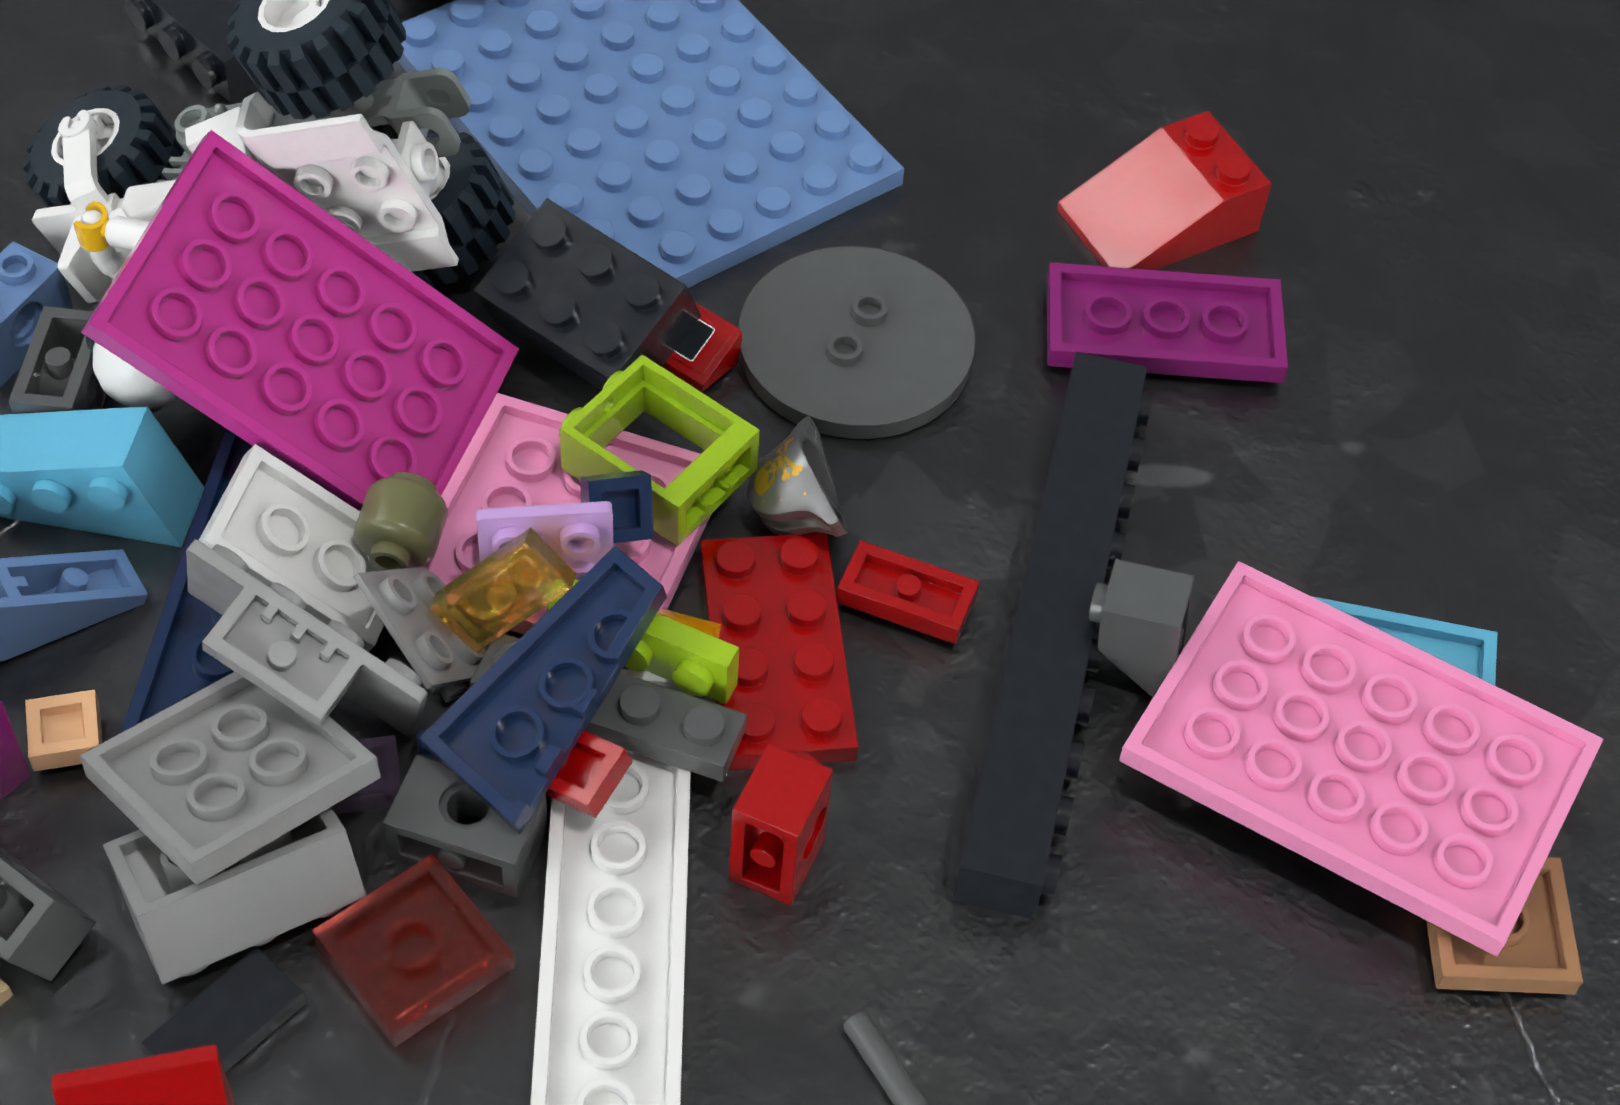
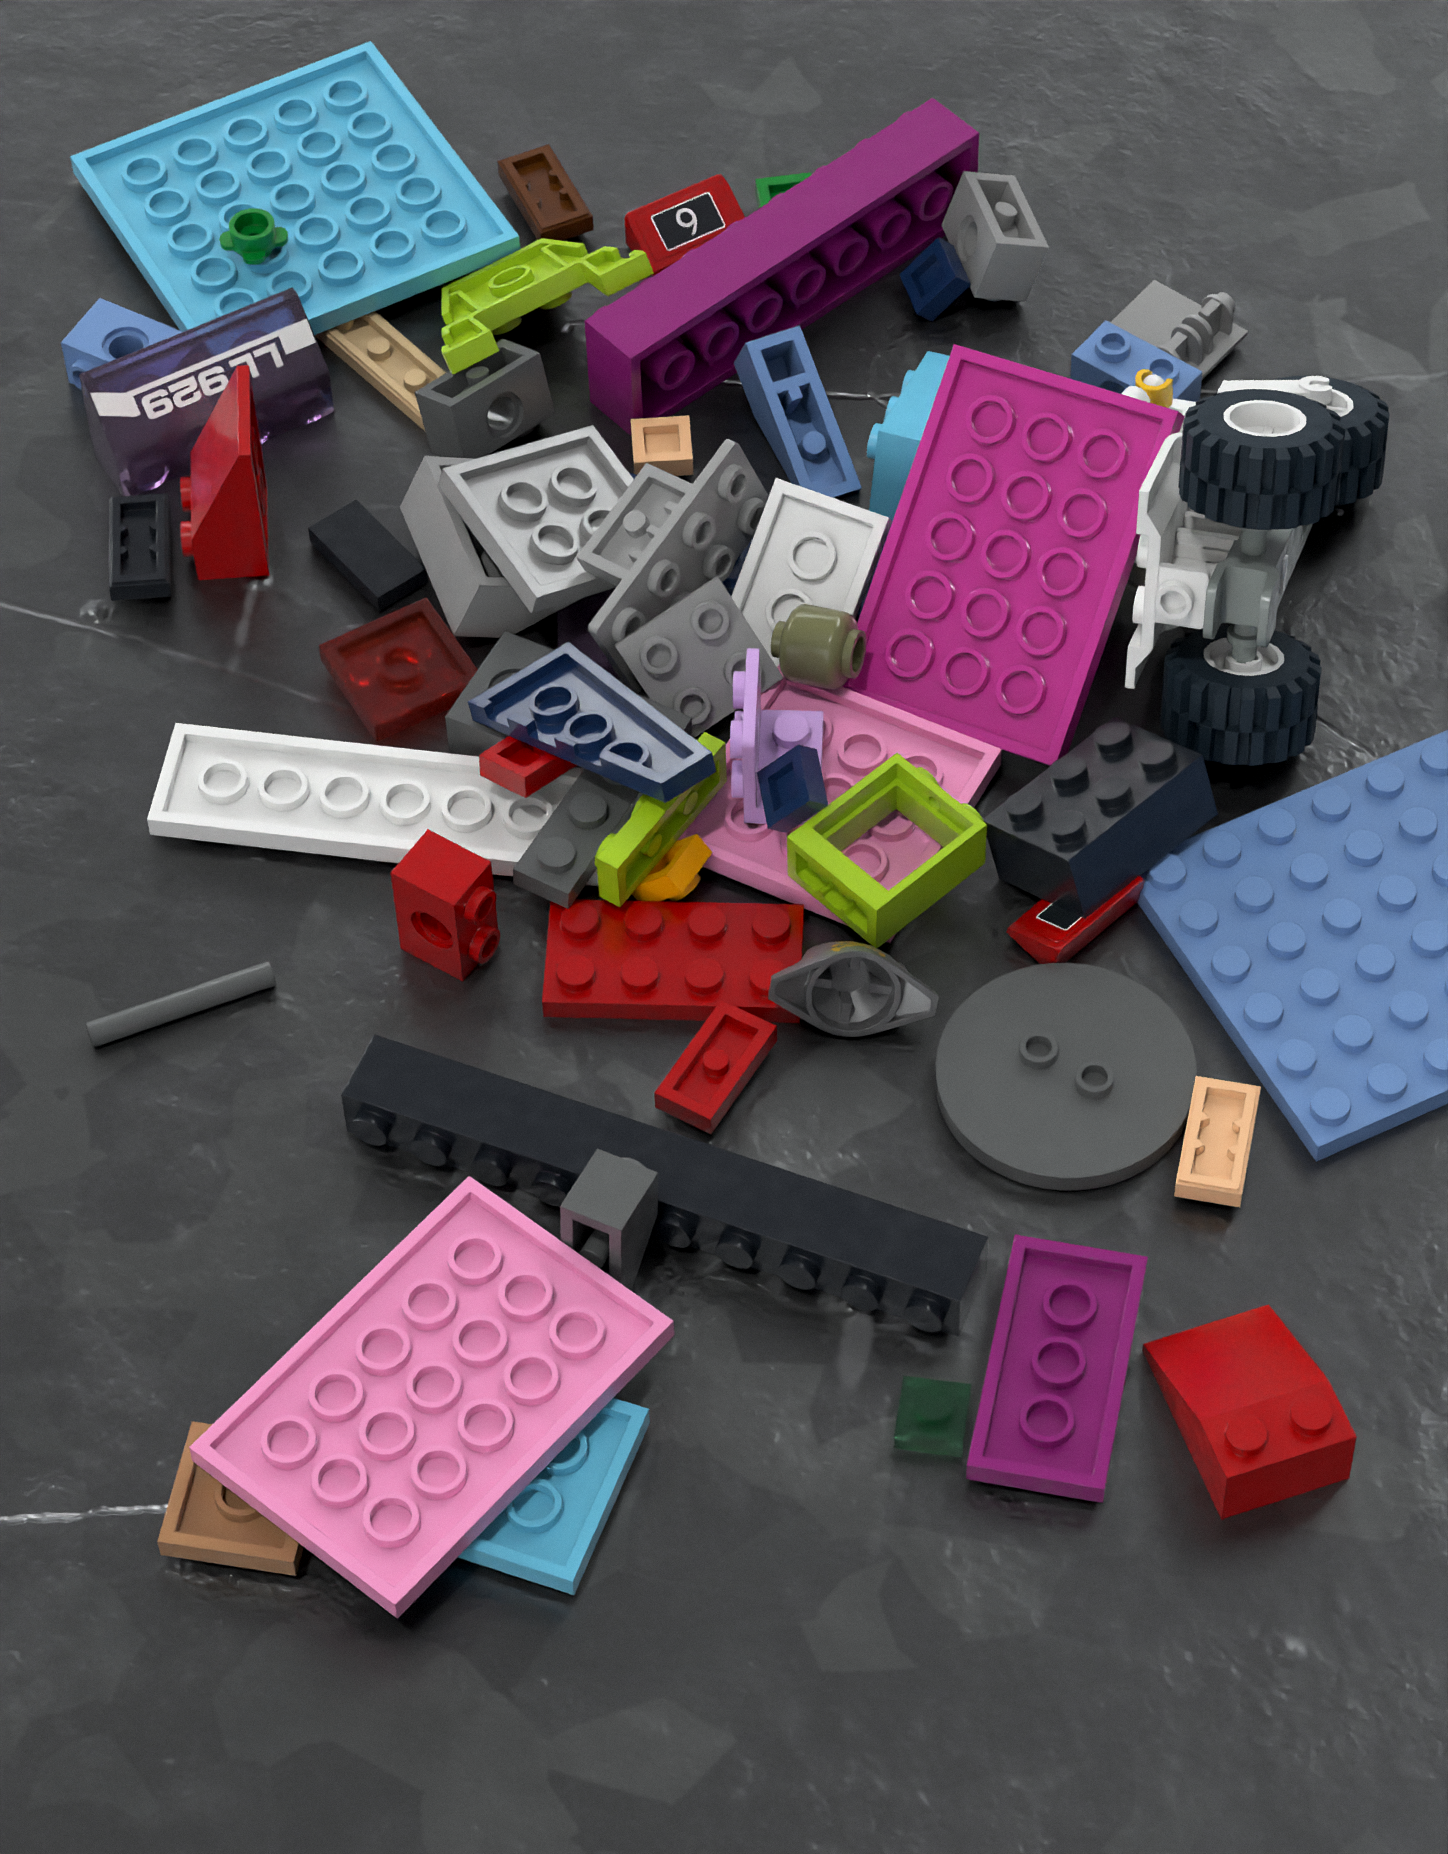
camera: 105 degrees right, 0 degrees up
(503, 590) = (705, 695): clear yellow plate -> none
(913, 230) = (1217, 1141): none -> light nougat plate
(1230, 409) = (932, 1416): none -> clear green plate

